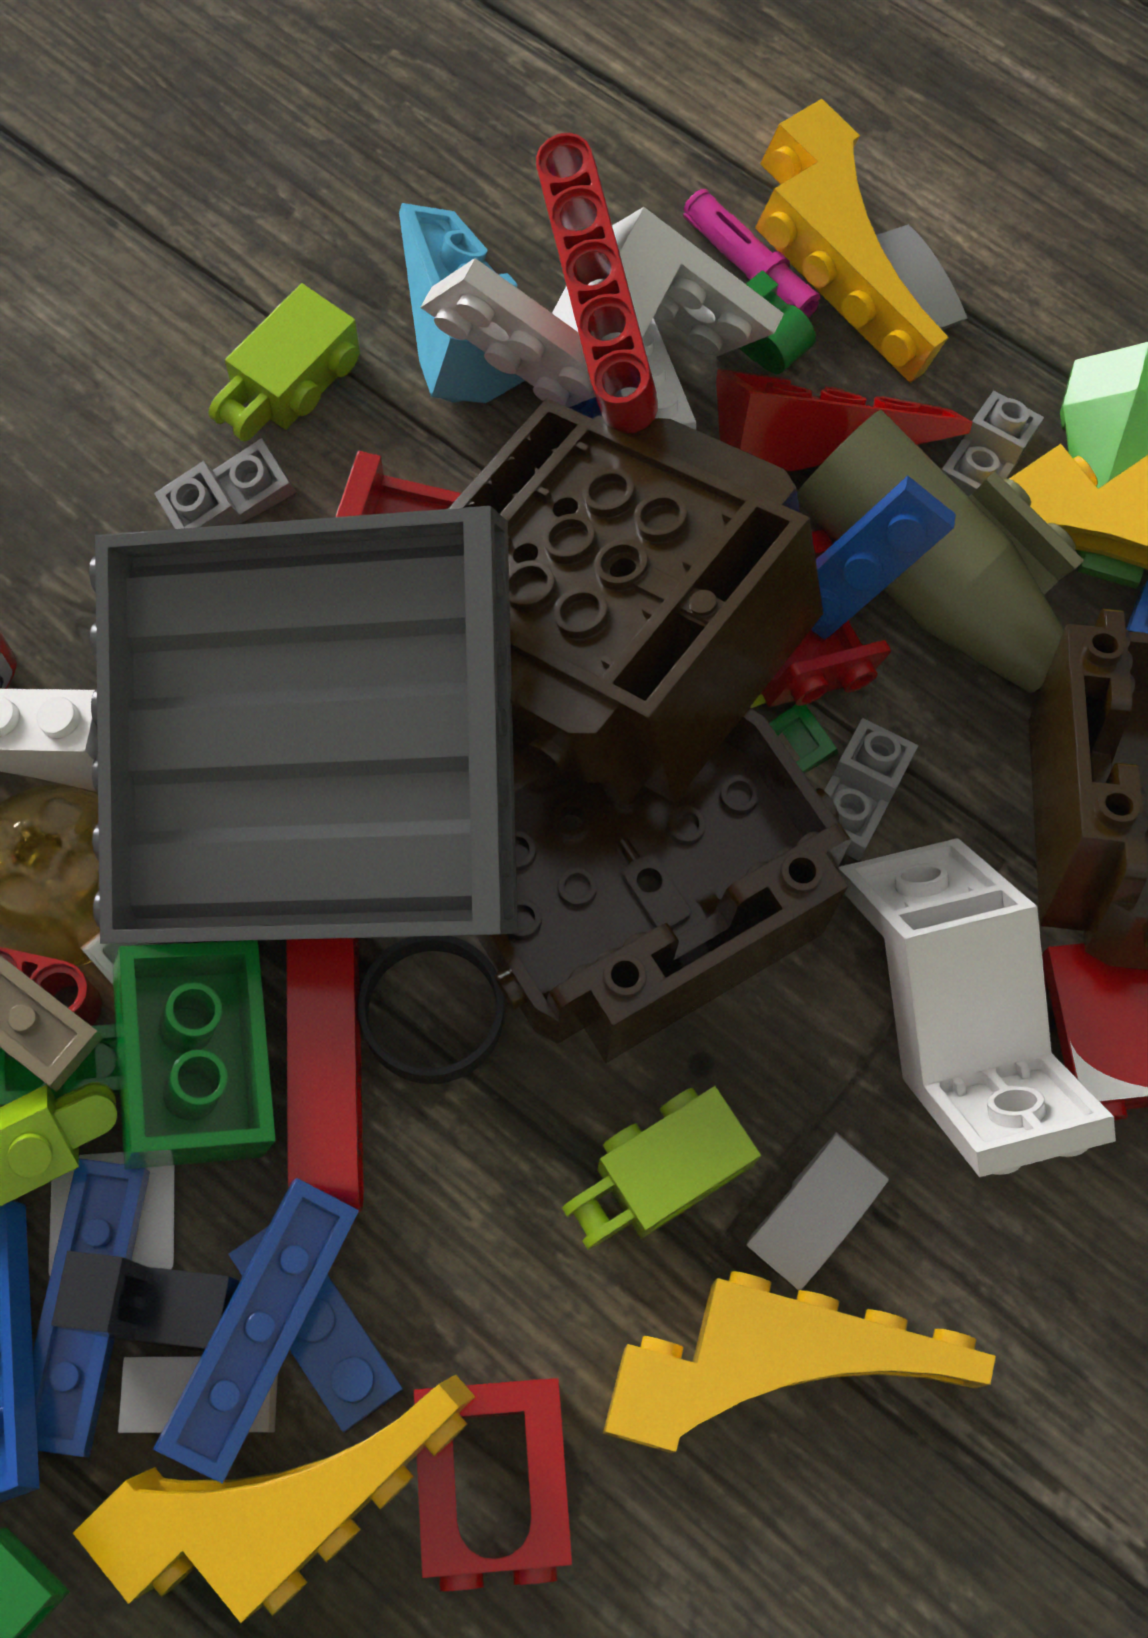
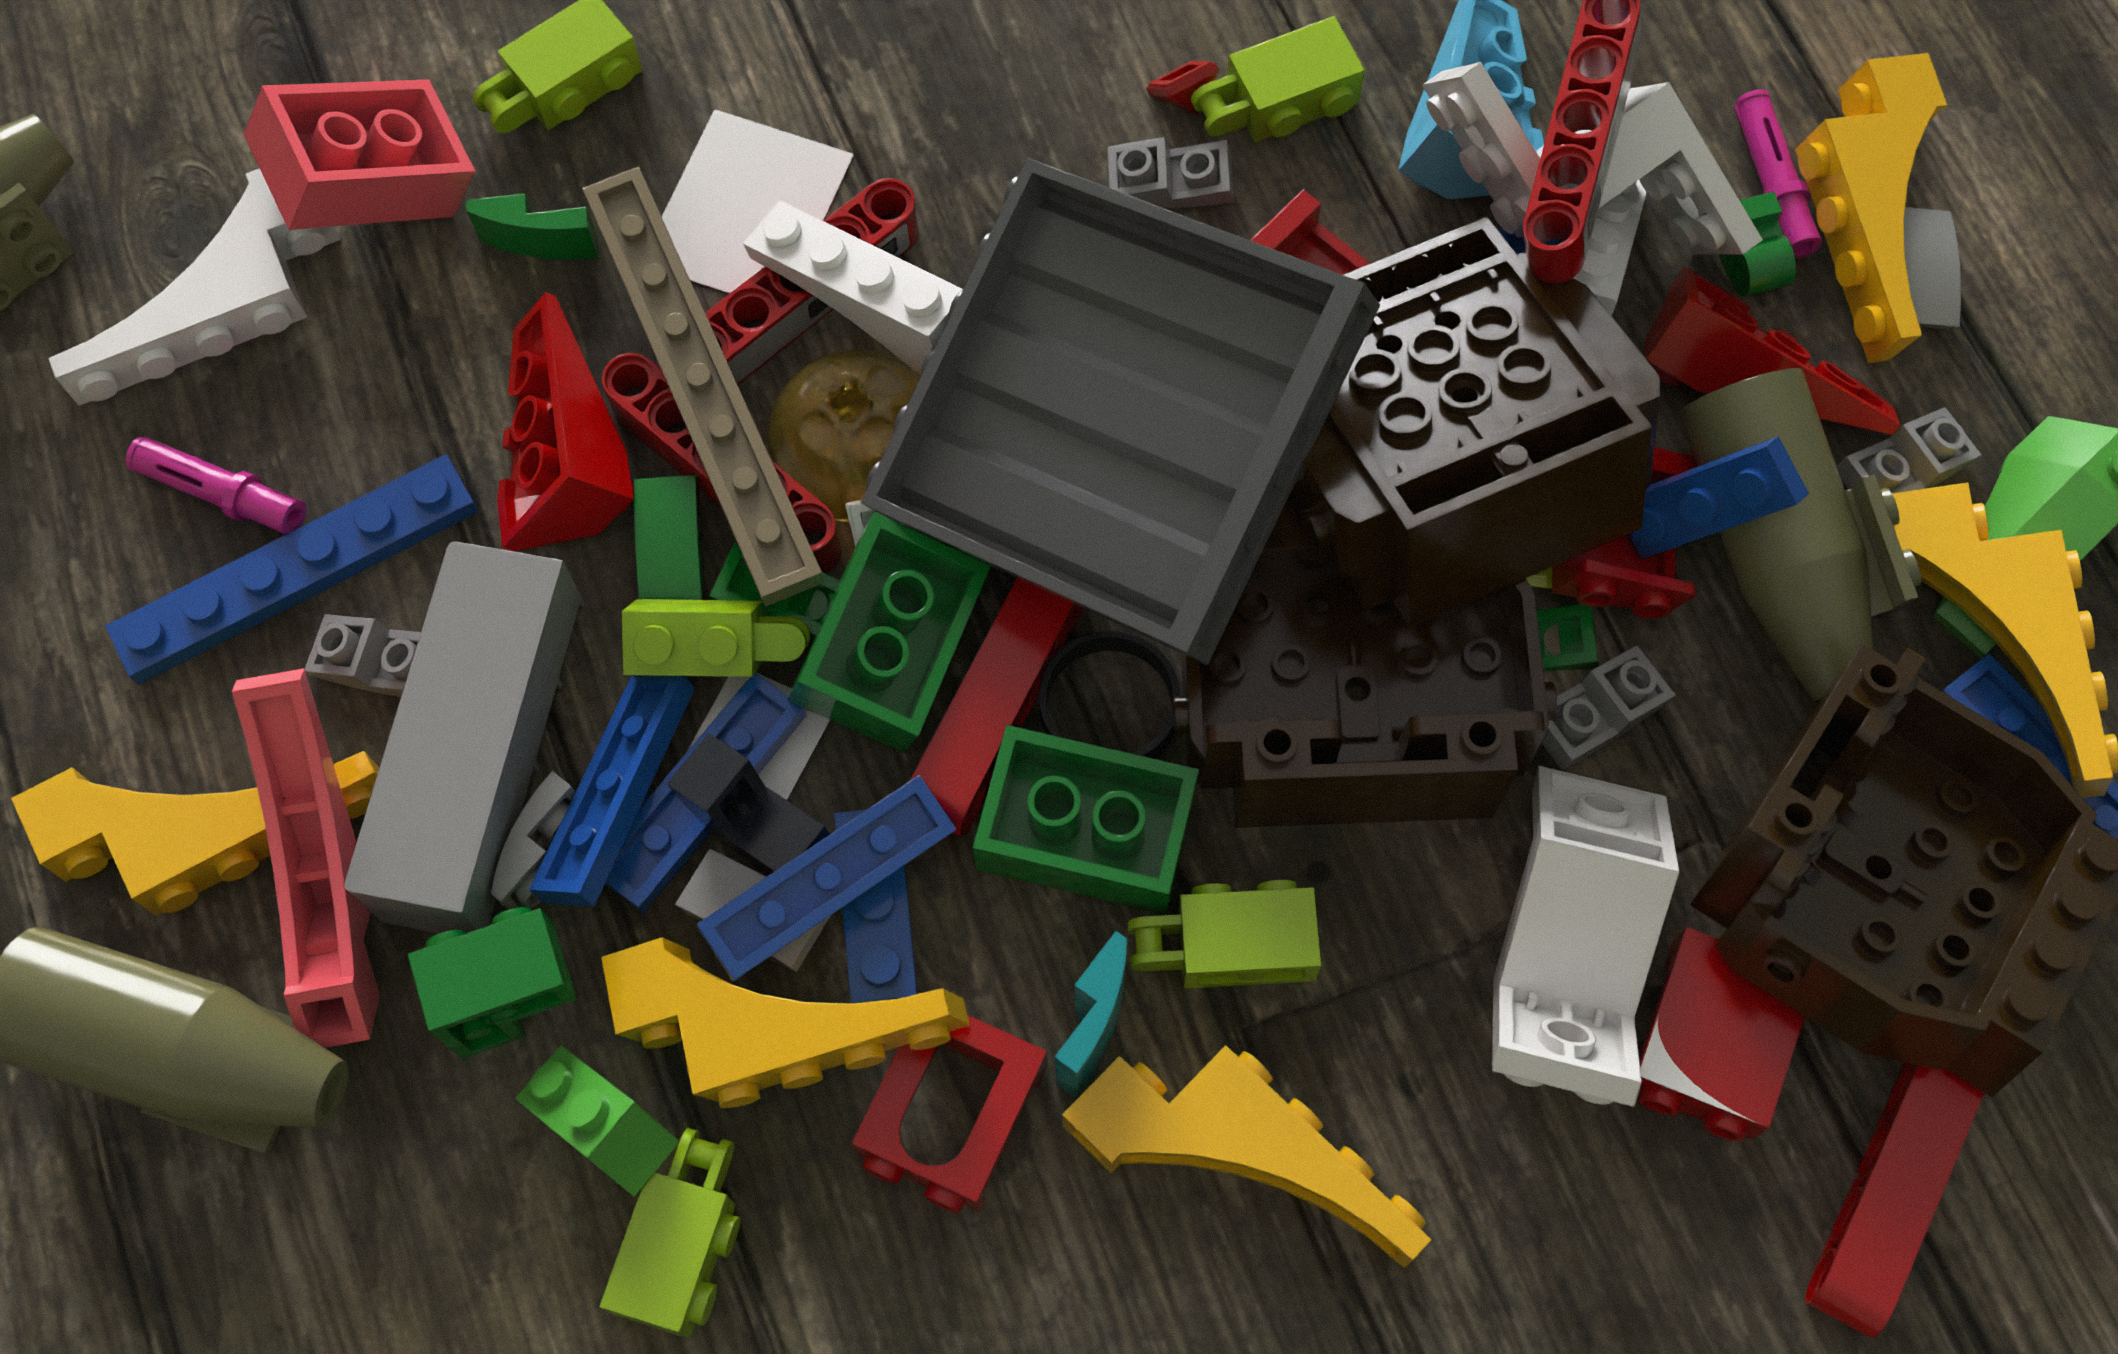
camera: 35 degrees right, 0 degrees up
(193, 404) = (1180, 84): none -> red slope
(474, 1132) = (1085, 819): none -> green brick
(585, 1303) = (1098, 1006): none -> teal slope
(817, 1211) = (1348, 1043): light grey slope -> none

